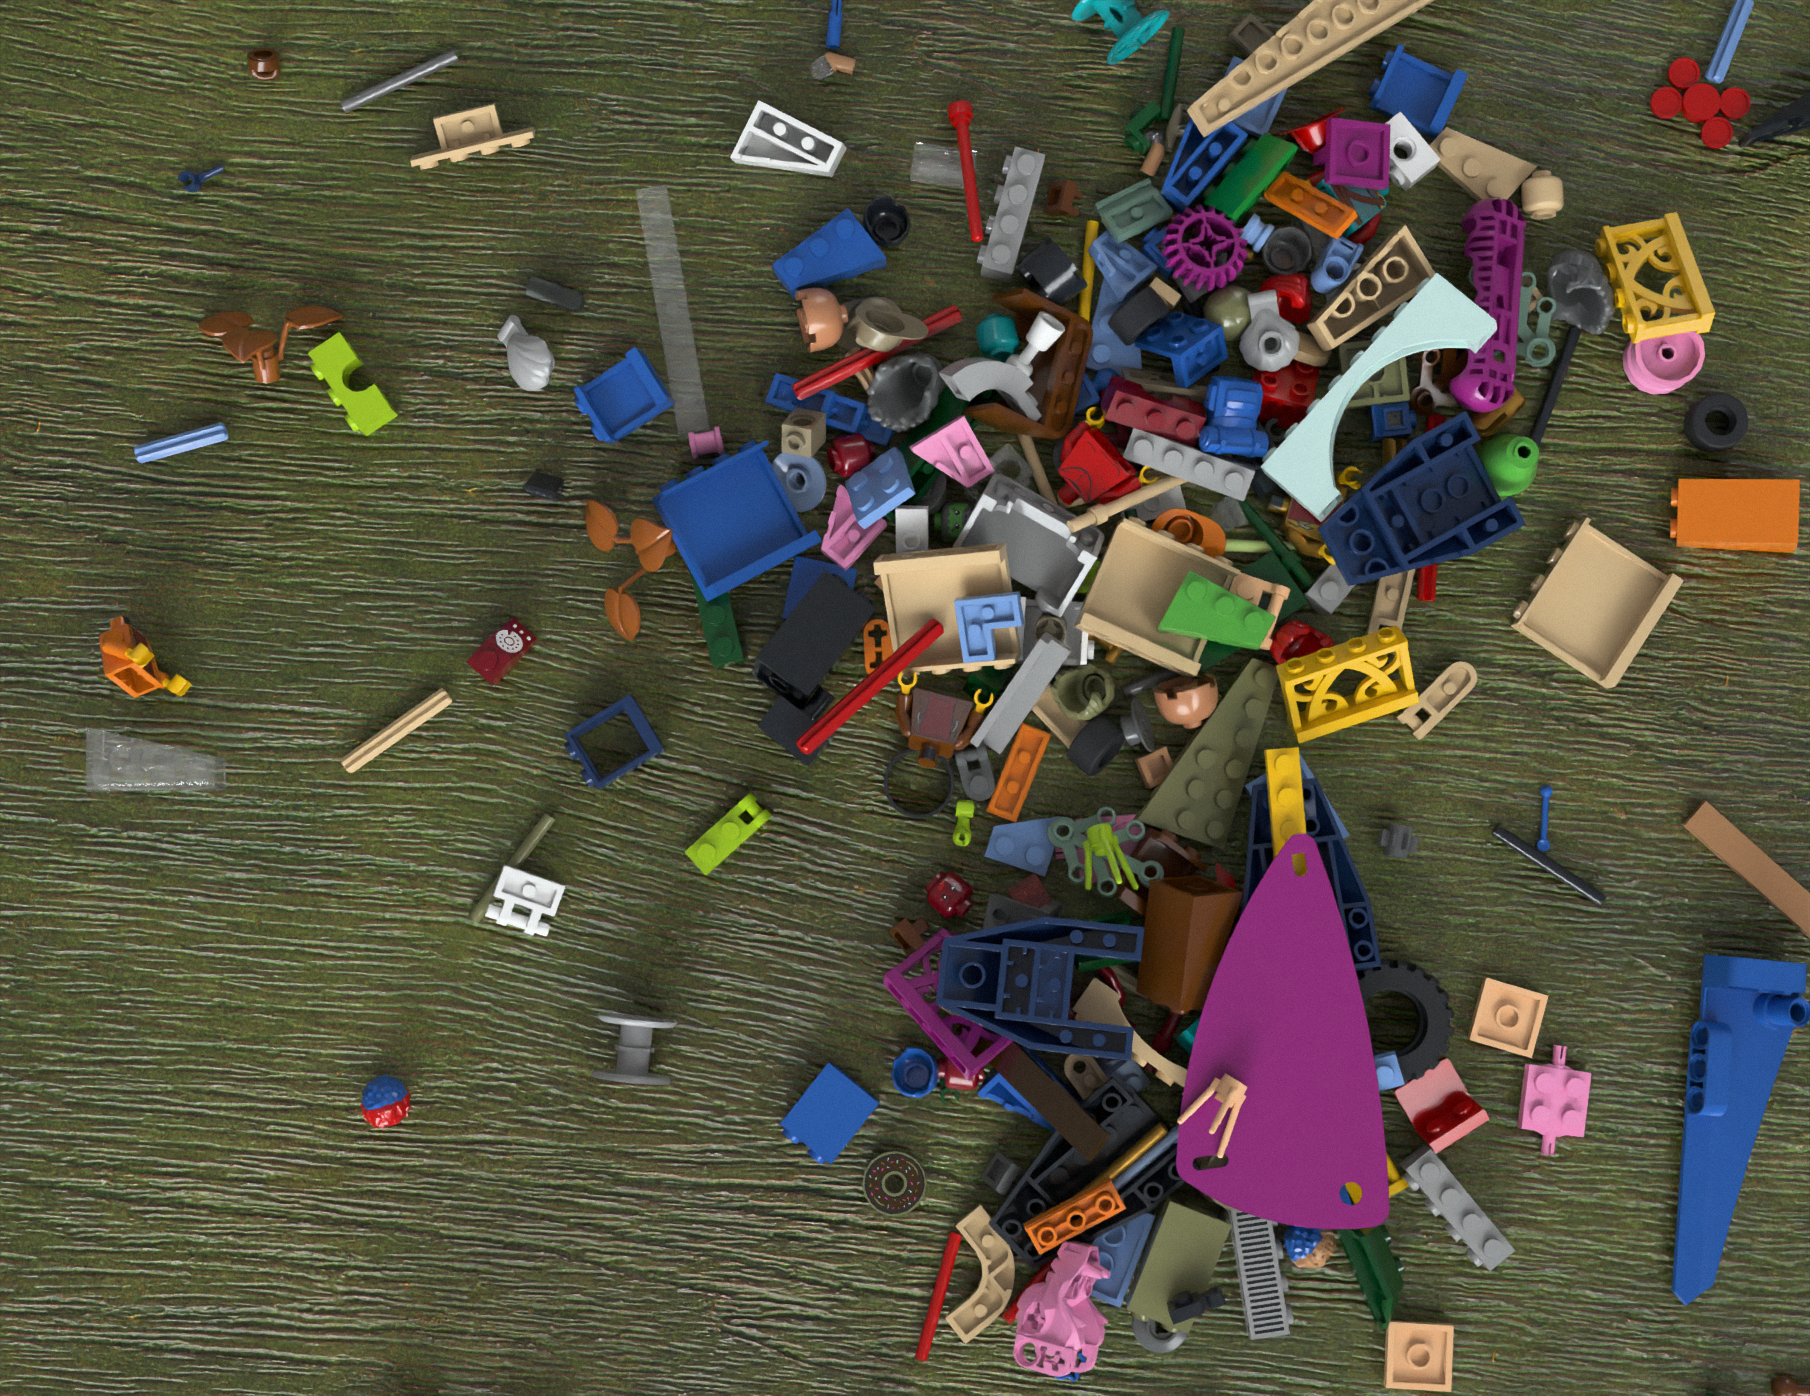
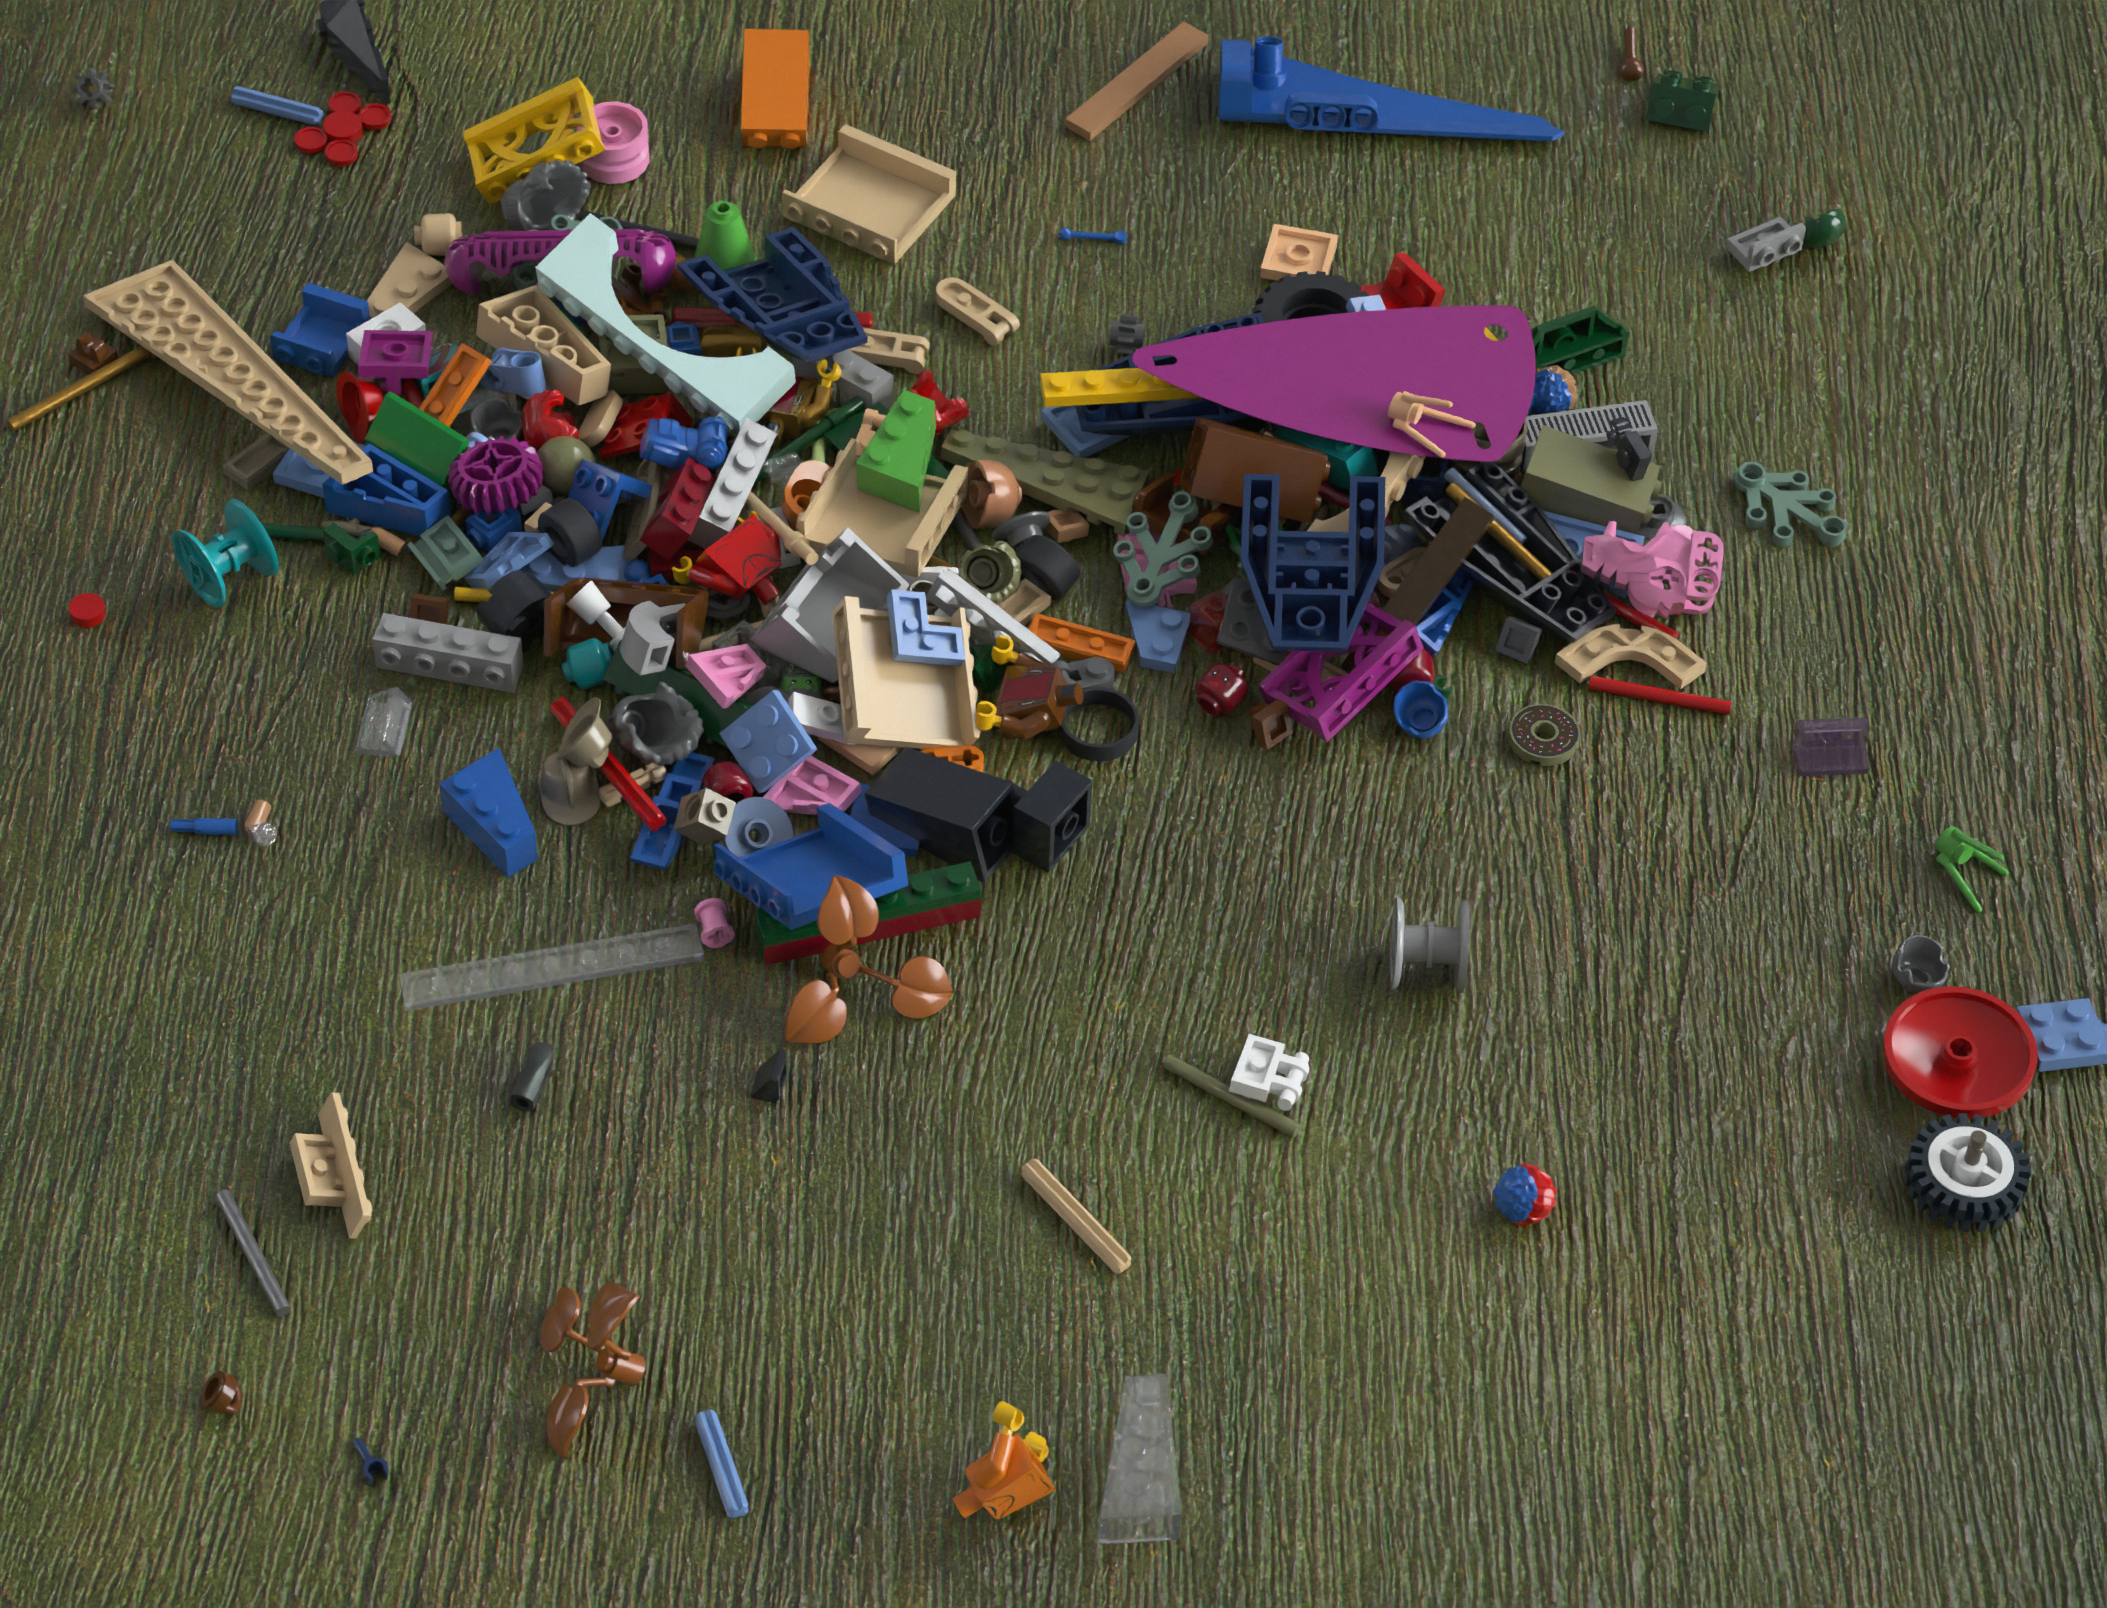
camera: 95 degrees left, 35 degrees down
(336, 362) = (676, 1259): lime arch -> none
(502, 651) = (977, 1110): dark red slope -> none
(527, 355) = (615, 1090): light grey animal -> none
(623, 397) = (658, 998): blue panel -> none
(641, 723) = (1060, 965): dark blue window -> none
(727, 835) = (1172, 893): lime plate -> none
(786, 144) = (354, 851): white wedge -> none
(820, 318) = (569, 815): nougat cylinder -> none
(829, 1114) = (1478, 783): blue panel -> none
(869, 686) = (998, 732): red axle -> none
(886, 222) = (450, 759): black hair -> none
(960, 115) = (330, 703): red piece -> none
(962, 831) = (1151, 684): lime arm -> none
(1055, 1224) = (1554, 558): orange tile -> none
(1070, 1376) = (1724, 590): blue piece -> none
(1105, 843) = (1152, 538): lime plant -> none
(1268, 339) = (594, 422): light grey animal -> none
(1327, 663) = (990, 386): yellow fence -> none
(1418, 1355) = (1651, 316): light nougat plate -> none
(1457, 1207) = (1504, 277): light grey brick -> none
(1548, 865) = (1140, 232): black bar -> none
(1554, 1100) = (1377, 224): bright pink plate -> none
(1730, 409) = (680, 111): black tyre -> none

